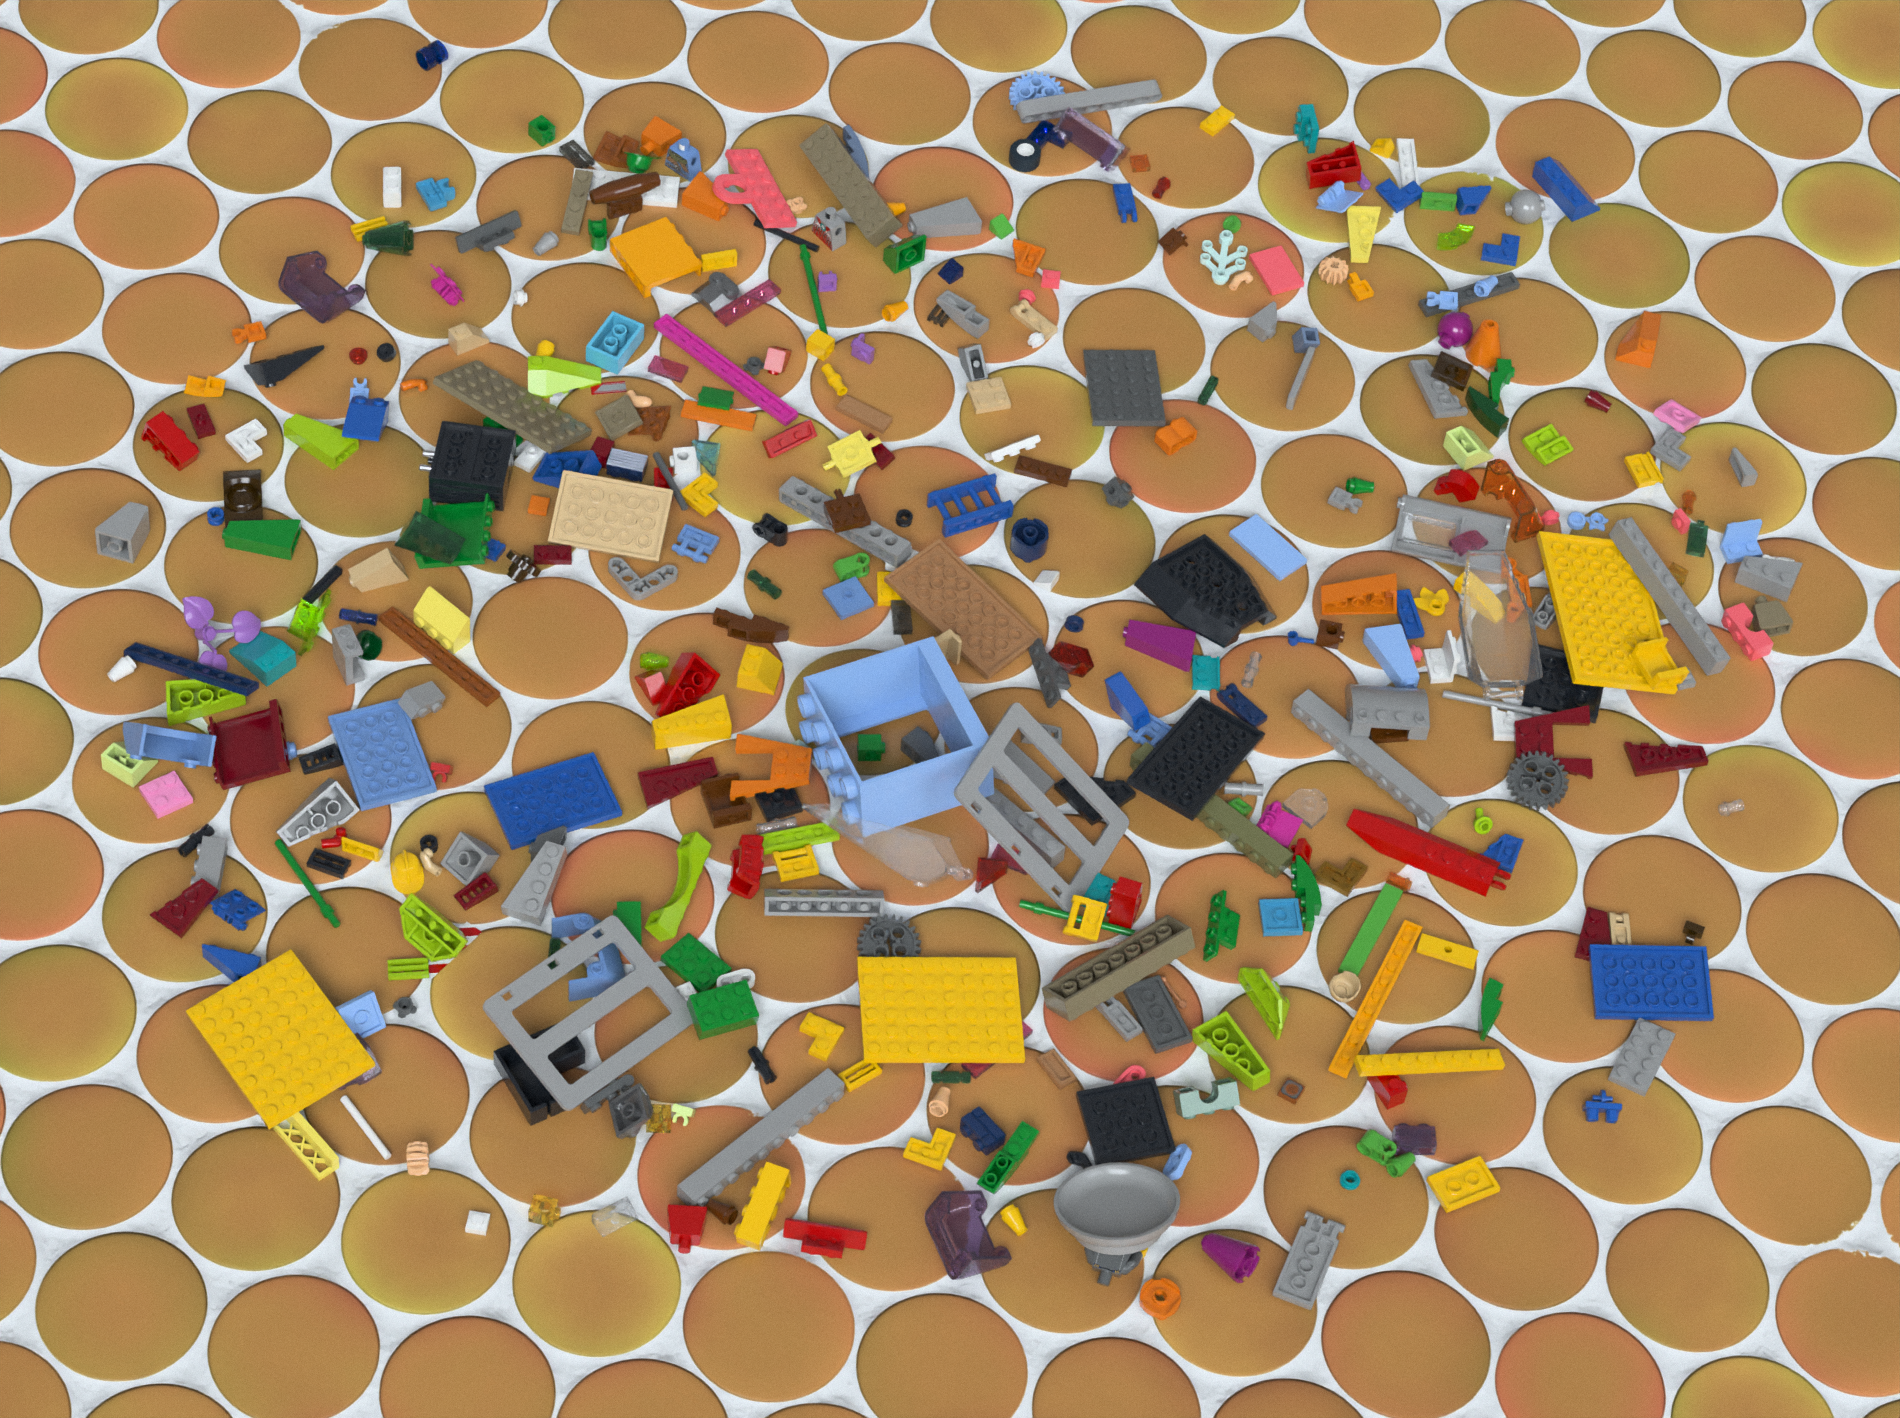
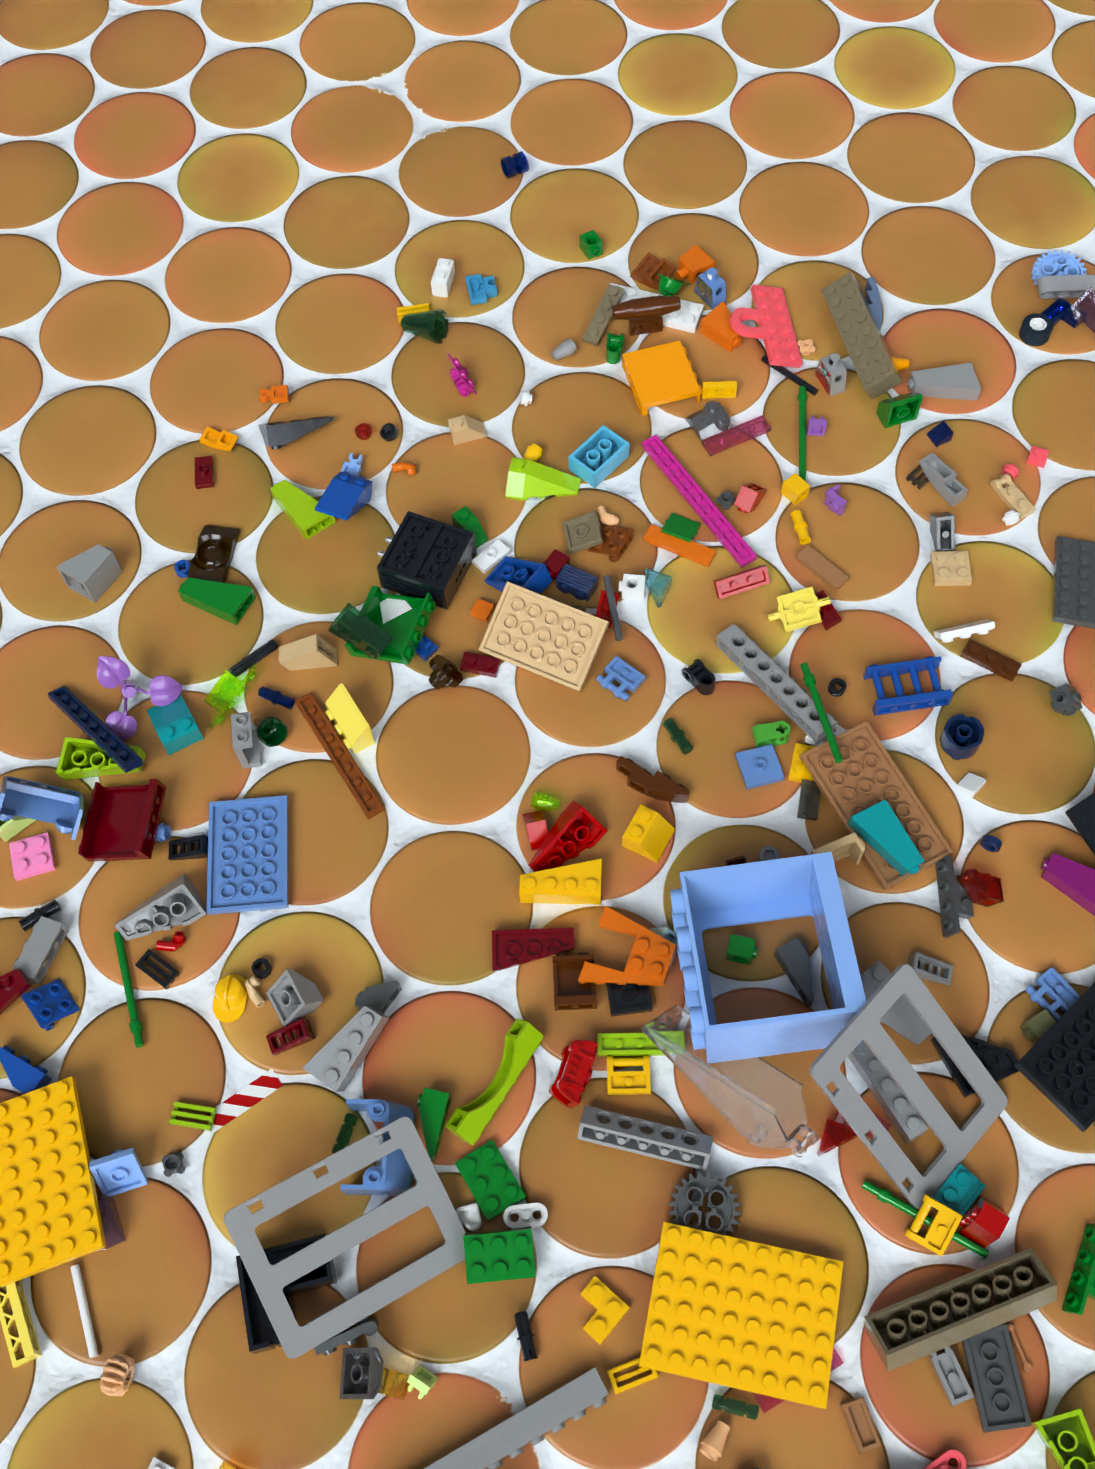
camera: 25 degrees right, 10 degrees up
(121, 669) = (41, 711): white cone -> none
(170, 440) = (166, 487): red wedge -> none
(244, 439) = (234, 495): white plate -> none
(315, 291) = (345, 361): clear purple windscreen -> none
(362, 850) = (194, 959): yellow slope -> none
(422, 700) = (301, 804): light grey brick -> none
(430, 930) = (227, 1077): lime wedge -> none
(441, 769) = (300, 884): red tile -> none
(450, 517) = (392, 608): none -> white sticker
(490, 234) = (516, 333): dark grey bracket -> none
(512, 406) = (484, 506): dark tan plate -> none
(551, 797) = (398, 944): blue plate -> none
(574, 157) = (620, 280): clear smoke tile -> none
(609, 387) = (583, 499): sticker -> none
(637, 583) = (553, 711): light grey beam -> none
(668, 369) = (643, 490): clear pink tile -> none
(697, 494) = (636, 626): yellow plate -> none
(776, 825) = (619, 1024): clear pin -> none
(846, 512) = (776, 676): reddish brown plate -> none
(879, 512) = (810, 681): none -> green bar
(893, 311) = (875, 465): light orange cone -> none
(980, 631) = (887, 837): none -> teal slope
(1000, 226) = (998, 396): bright green slope -> none
(1027, 257) = (1018, 431): orange wing -> none
(1126, 701) = (1032, 956): blue slope -> none

